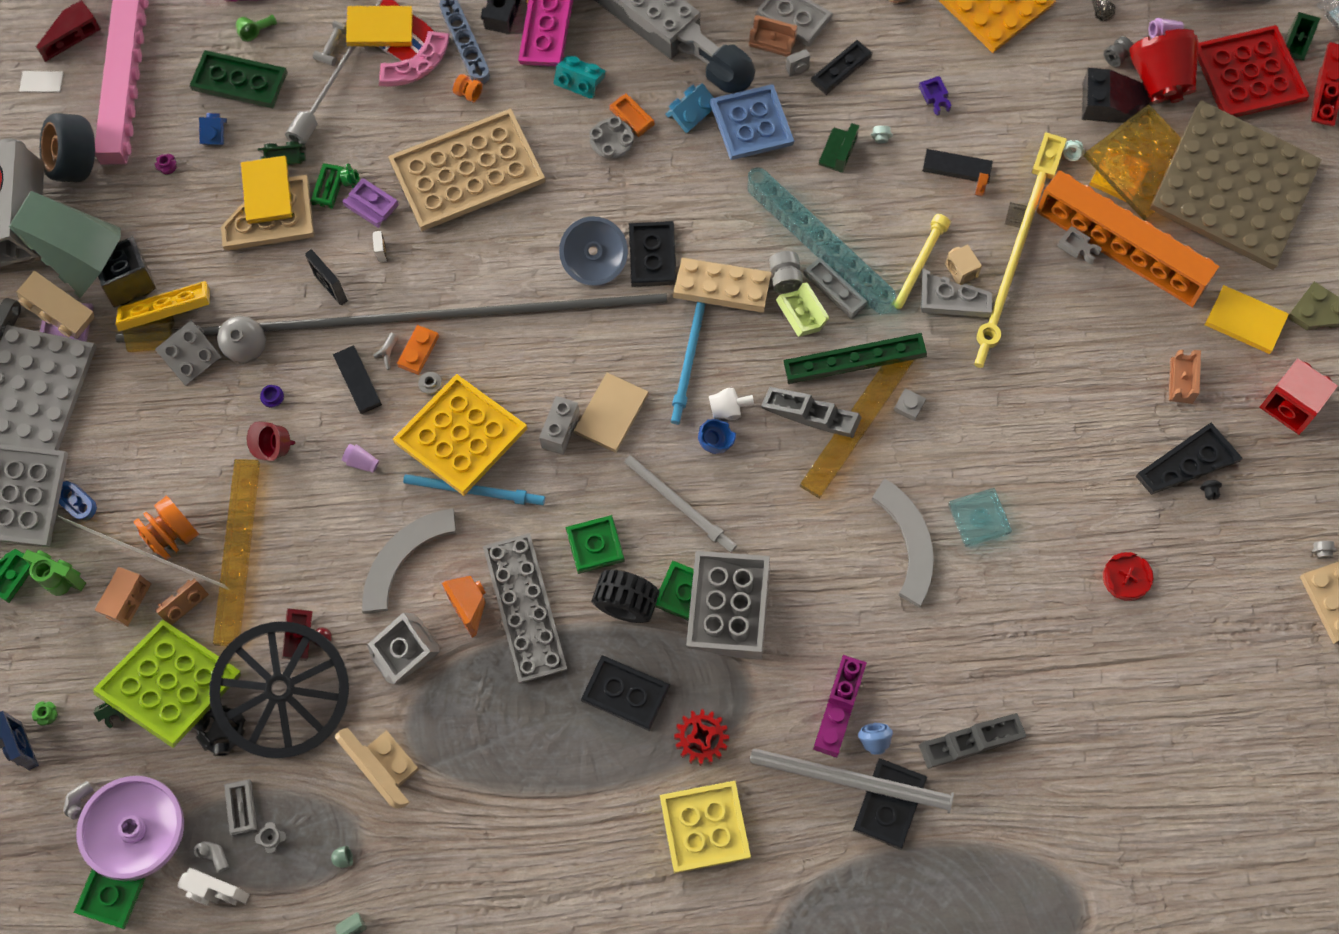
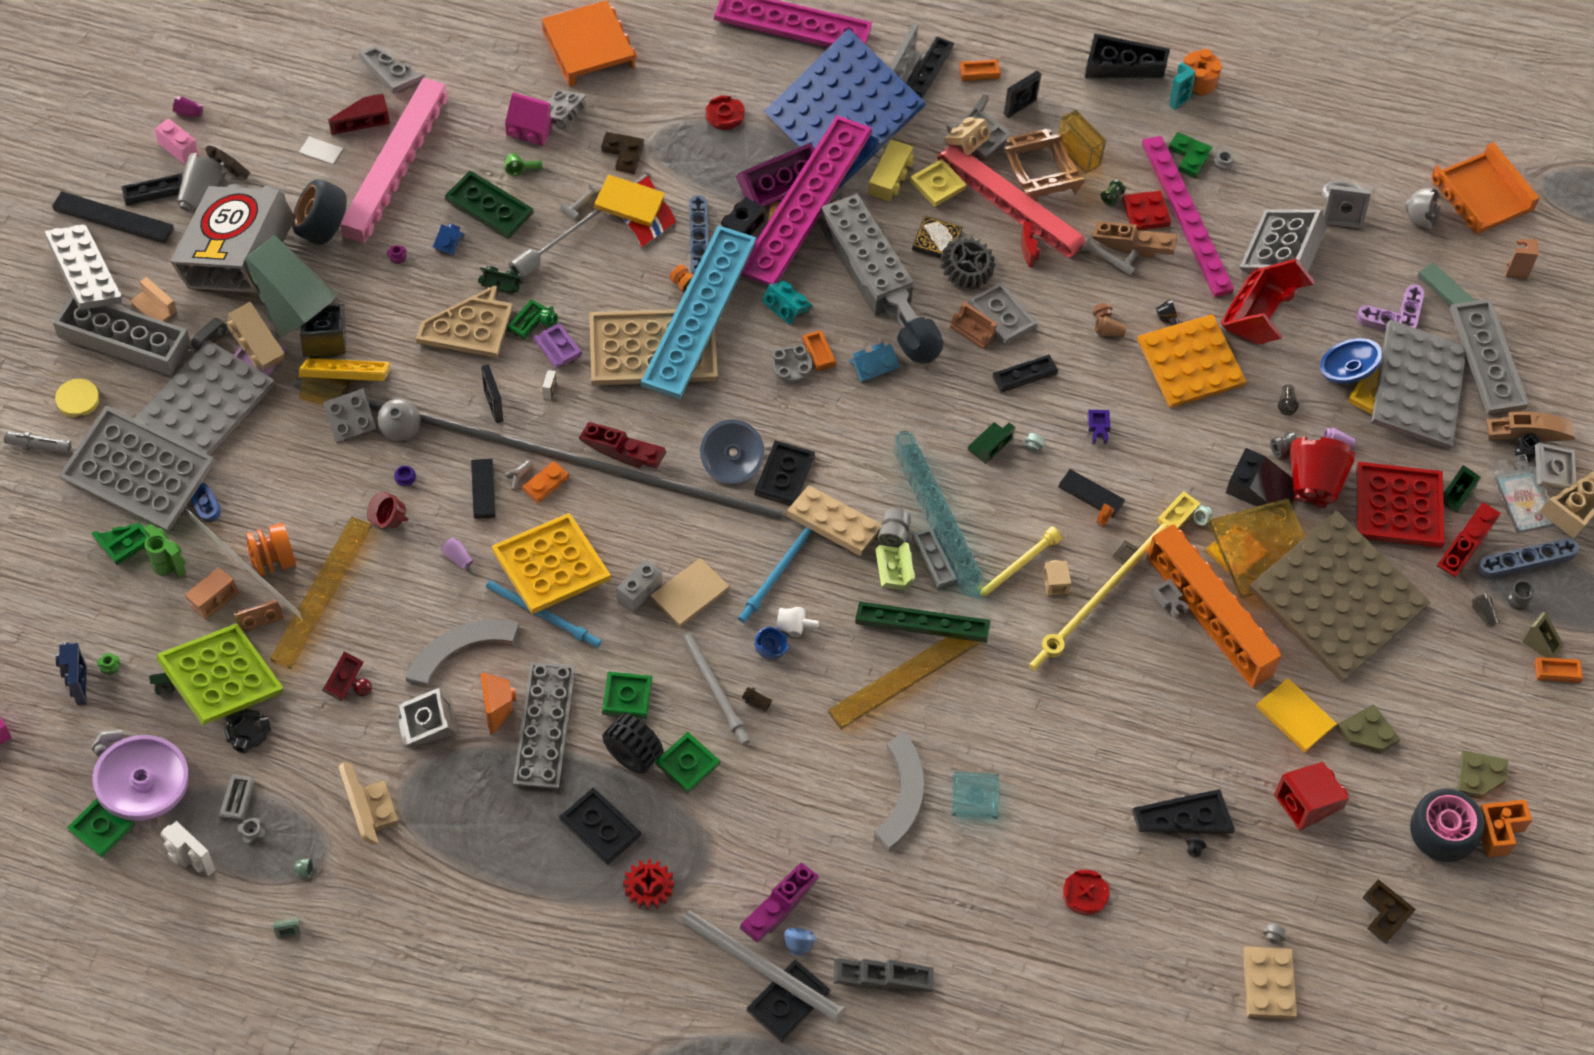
camera: 15 degrees right, 10 degrees down
(212, 852) = (199, 824): light grey arm -> none
(236, 647) = (322, 661): black wheel -> none
(266, 190) = (472, 304): yellow tile -> none
(417, 67) = (648, 246): bright pink tile -> none
(433, 388) = (543, 518): light grey plate -> none
(474, 285) = (618, 446): none -> dark red slope
(498, 118) = (698, 312): none -> medium azure plate
(705, 827) = (619, 958): light yellow plate -> none
(725, 499) = (756, 699): none -> dark brown pin
(729, 604) = (720, 784): light grey slope -> none
(752, 122) = (921, 392): medium blue plate -> none
(798, 62) = (986, 355): light grey plate -> none
(811, 412) = (864, 654): dark grey slope -> none
(909, 404) = (956, 679): light grey plate -> none
(950, 298) = (1031, 601): light grey wing -> none
(1184, 377) = (1214, 743): nougat hinge -> none

